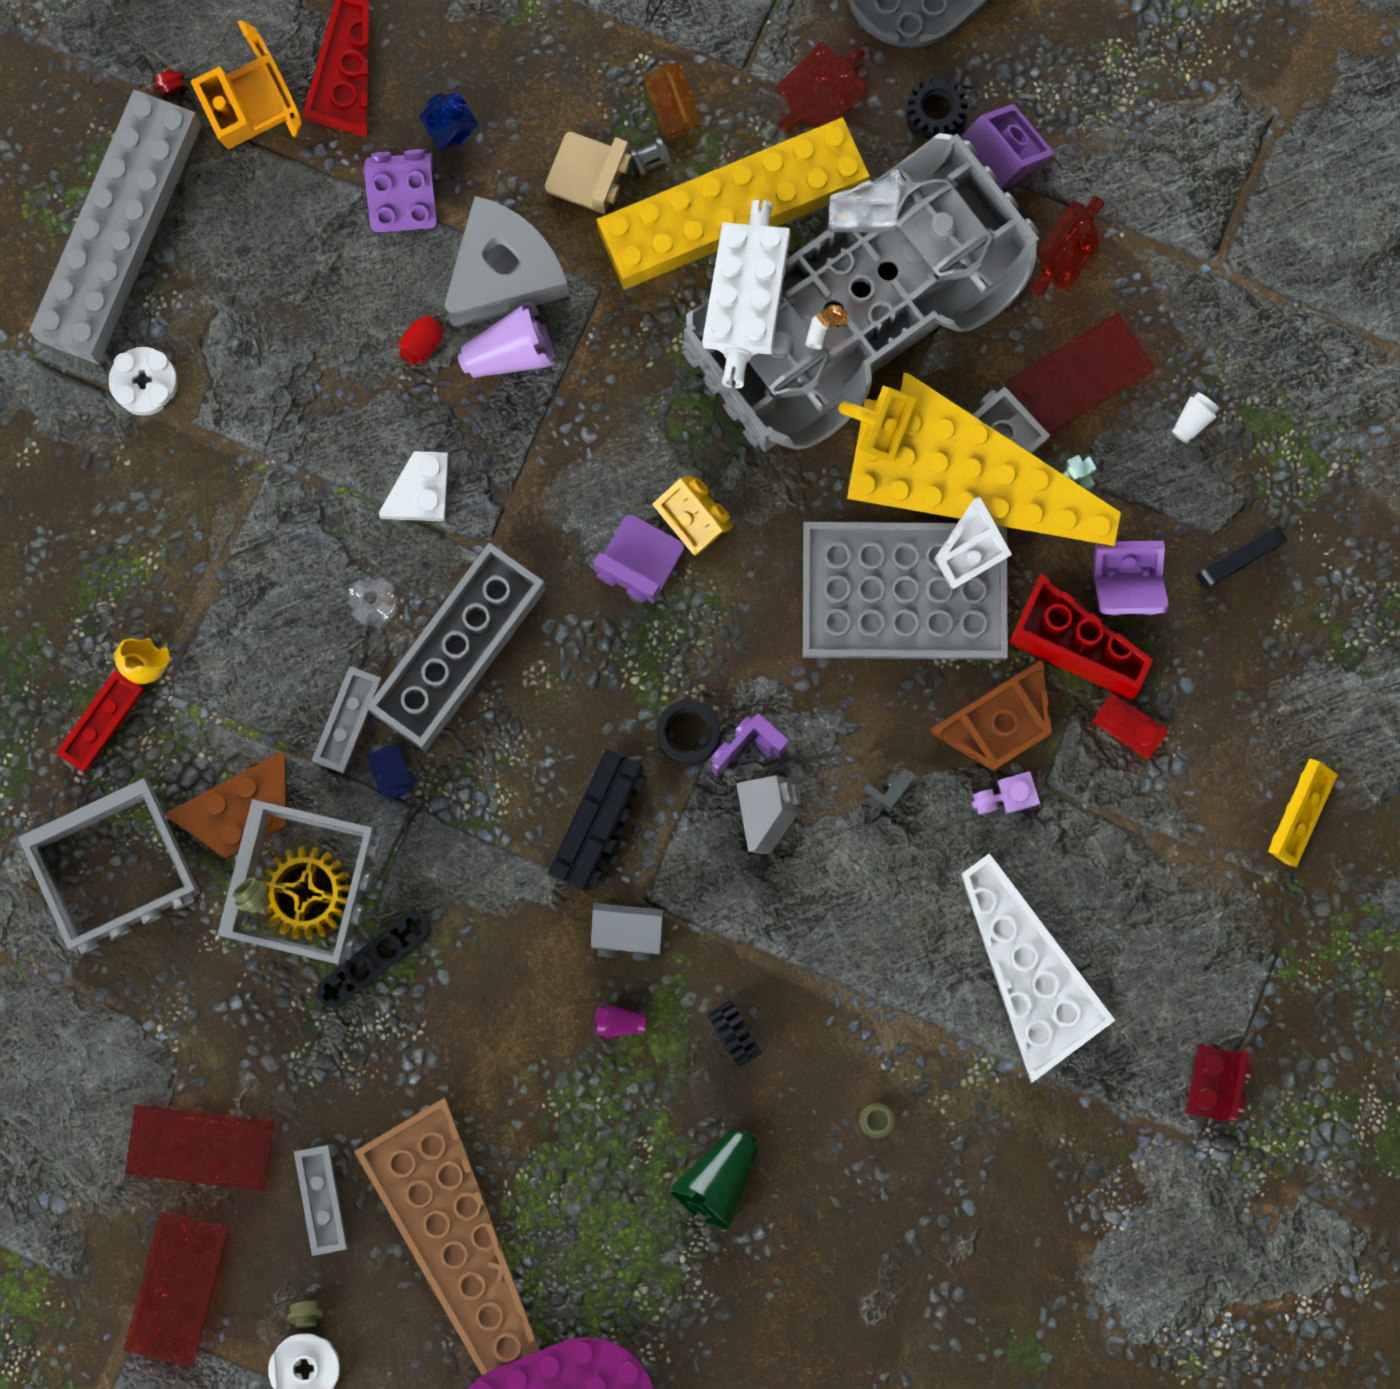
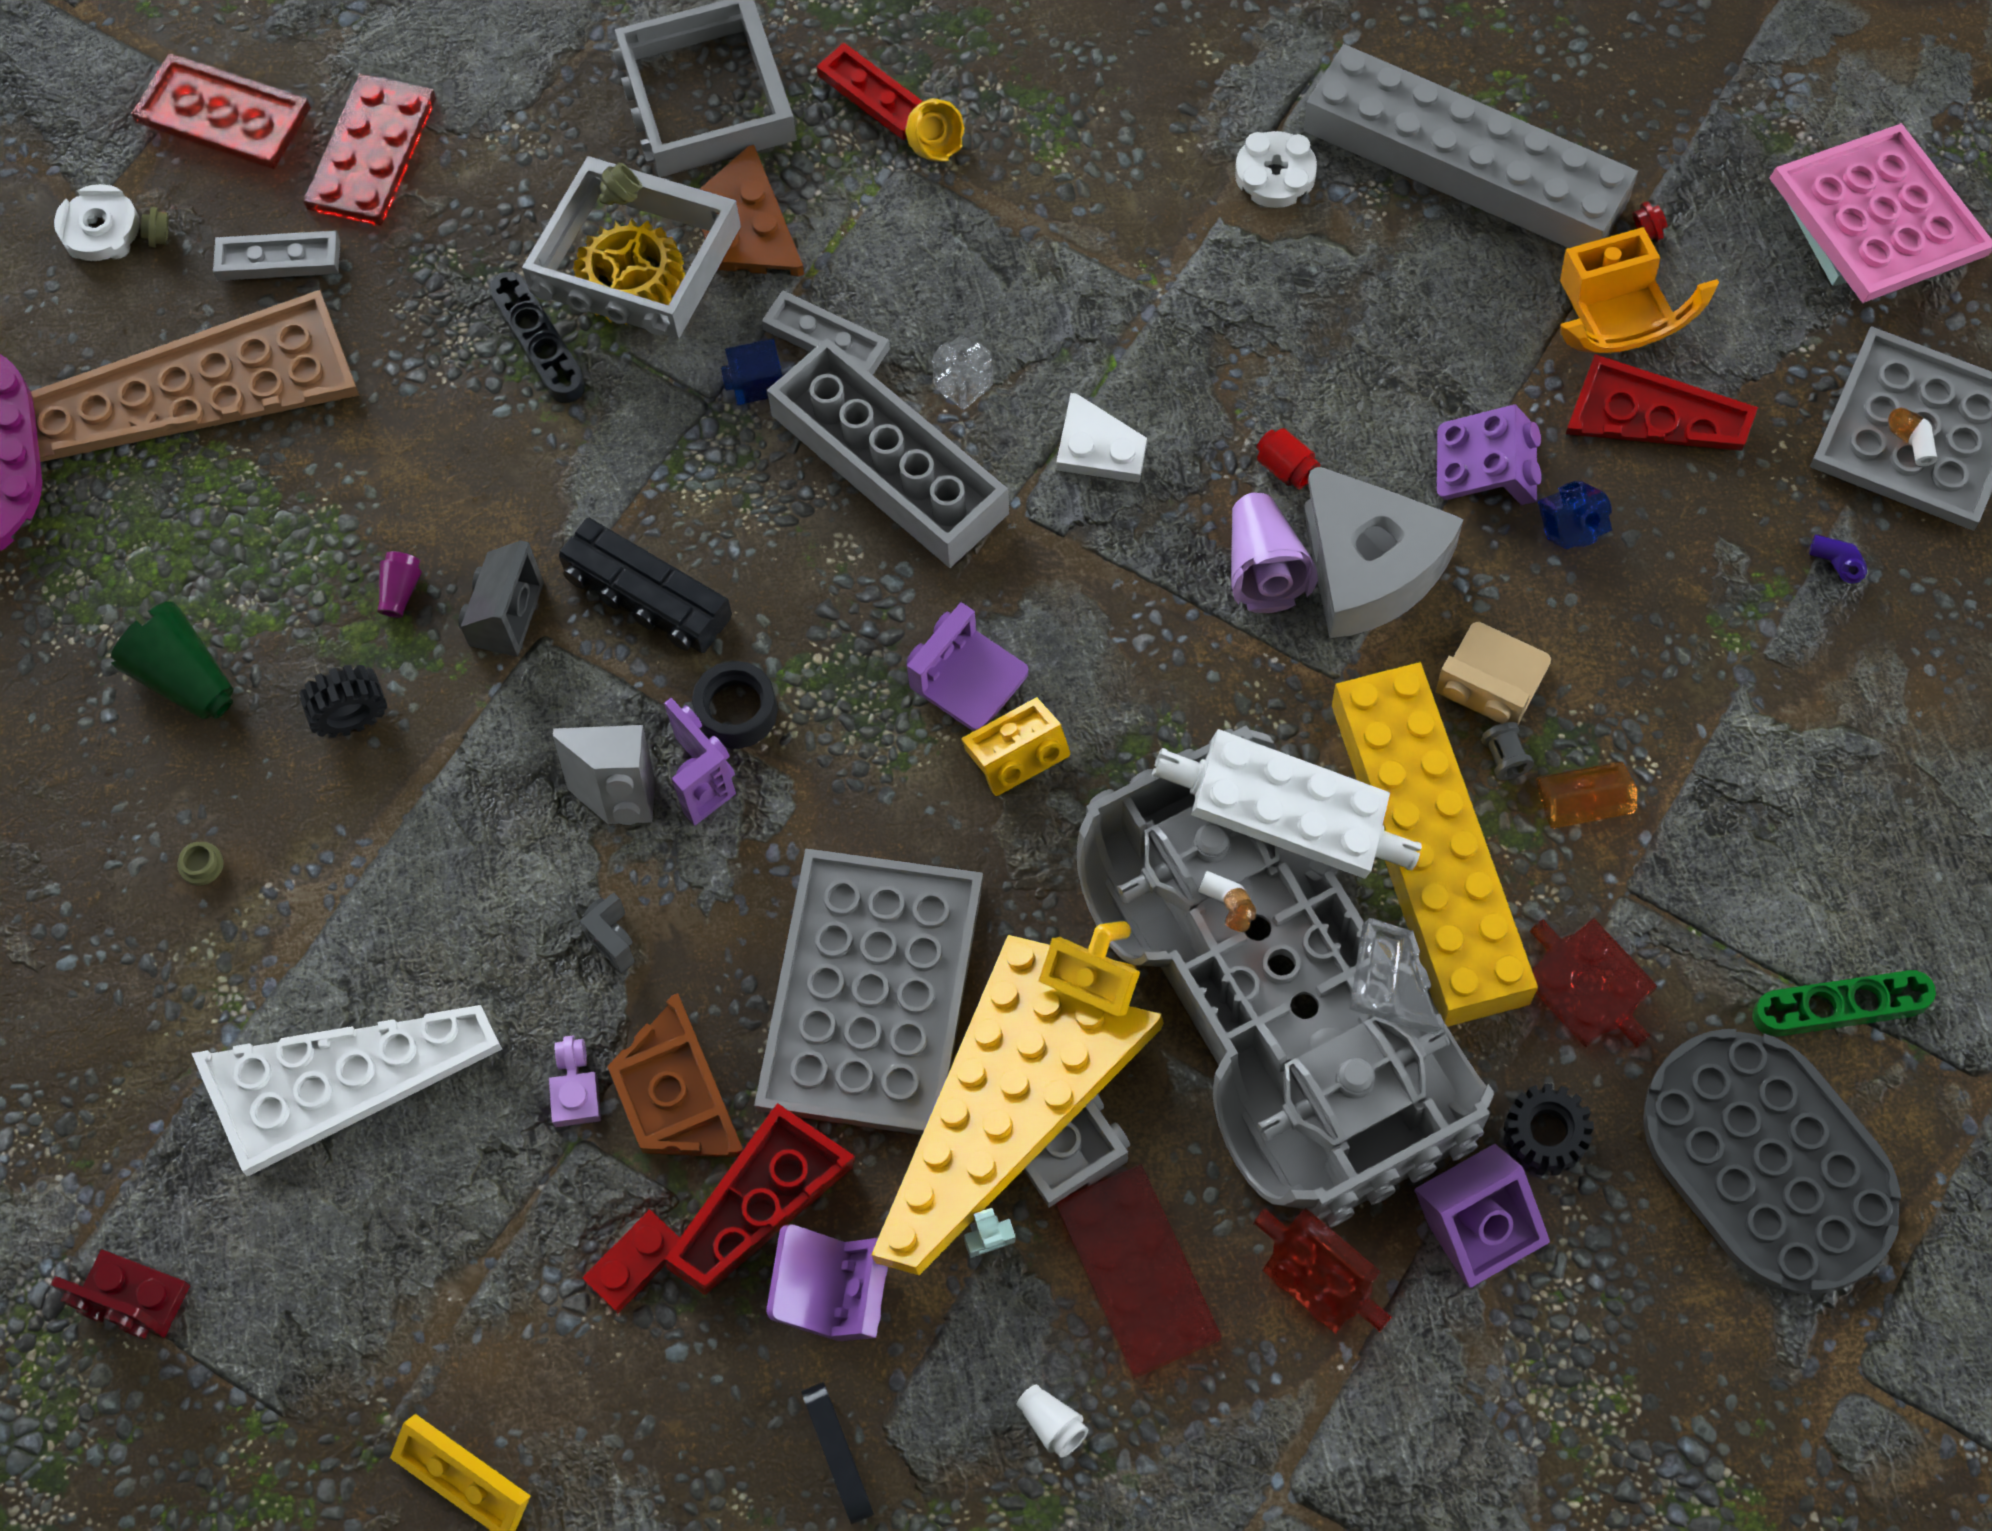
camera: 100 degrees right, 15 degrees down
(971, 546) = (907, 1072): white wing -> none

